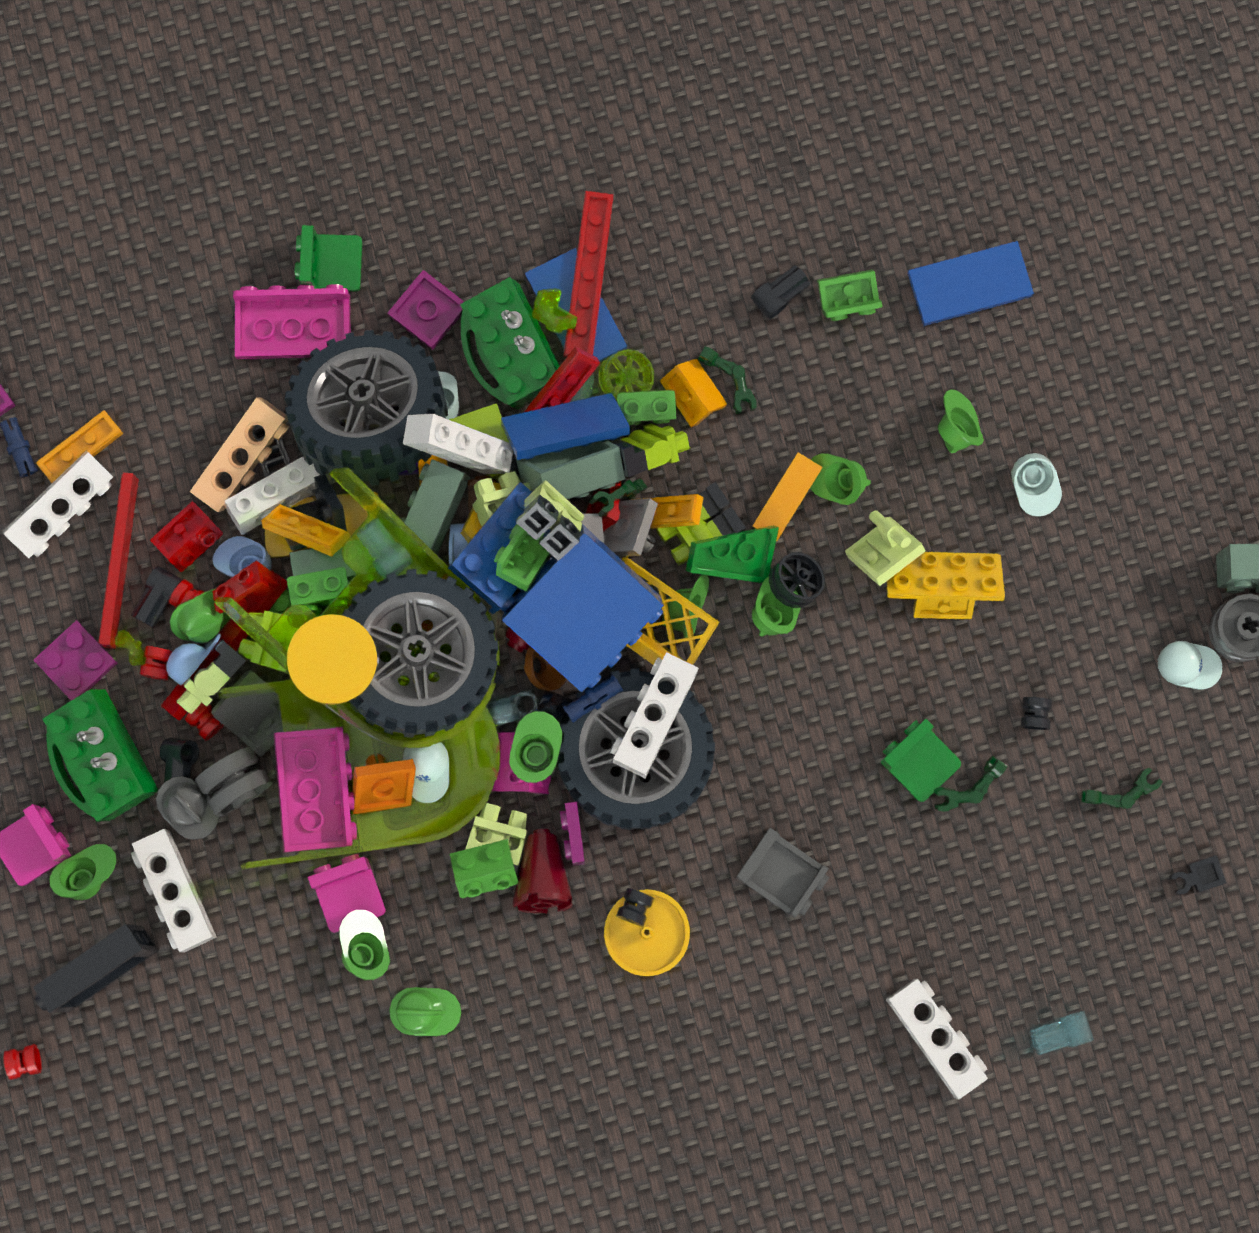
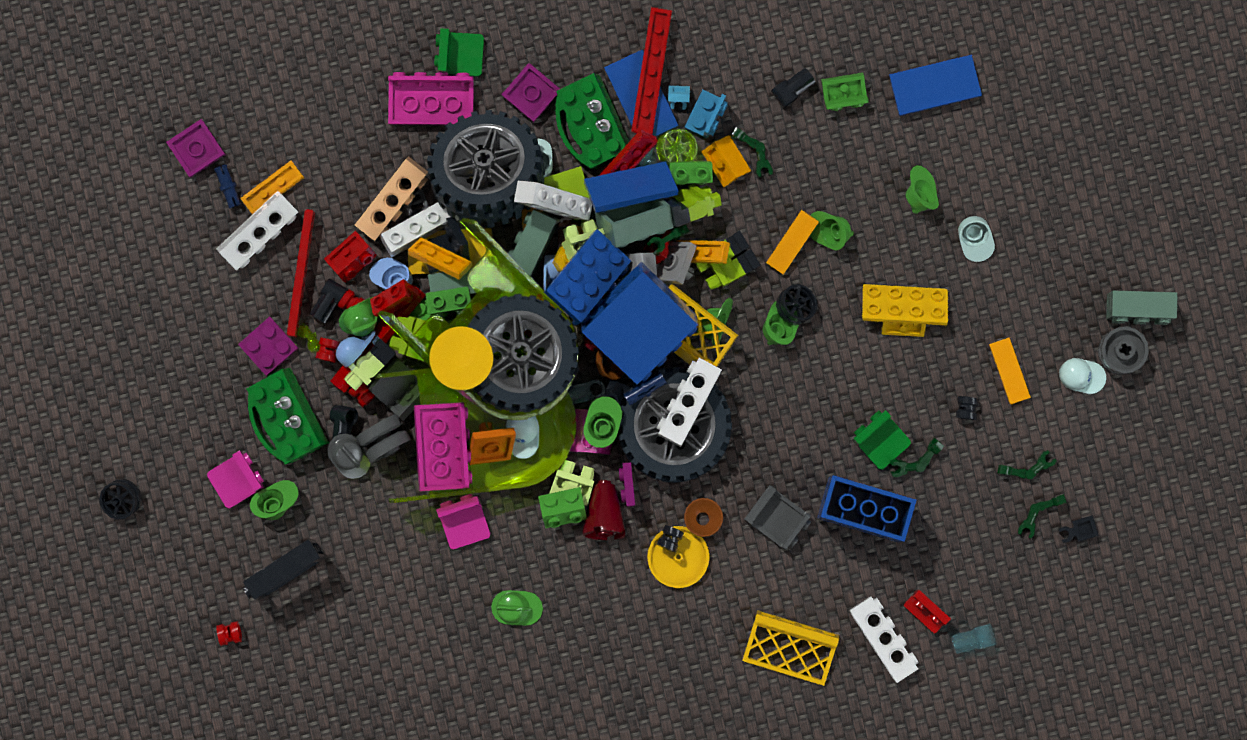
camera: 10 degrees right, 5 degrees up
(199, 928) = (317, 489): white brick -> none
(363, 945) = (474, 559): bright green piece -> none
(387, 553) = (500, 281): clear light blue piece -> none
(521, 559) = (599, 285): bright green bracket -> none
(549, 313) = (622, 101): clear neon green bracket -> none
(551, 513) = (619, 261): hips -> none
(626, 306) = (679, 94): none -> medium azure tile
(663, 330) = (705, 114): none -> dark azure bracket
(680, 861) = (708, 507): none -> dark orange piece
(735, 555) = (752, 285): green wing -> none
(813, 1029) = (797, 630): none -> yellow fence
(884, 549) = (861, 284): yellowish green plate -> none
(907, 855) = (866, 509): none -> blue brick
(995, 996) = (926, 611): none -> red bracket
(1090, 661) = (1009, 371): none -> light orange tile
(1135, 851) = (1034, 510): none -> dark green piece

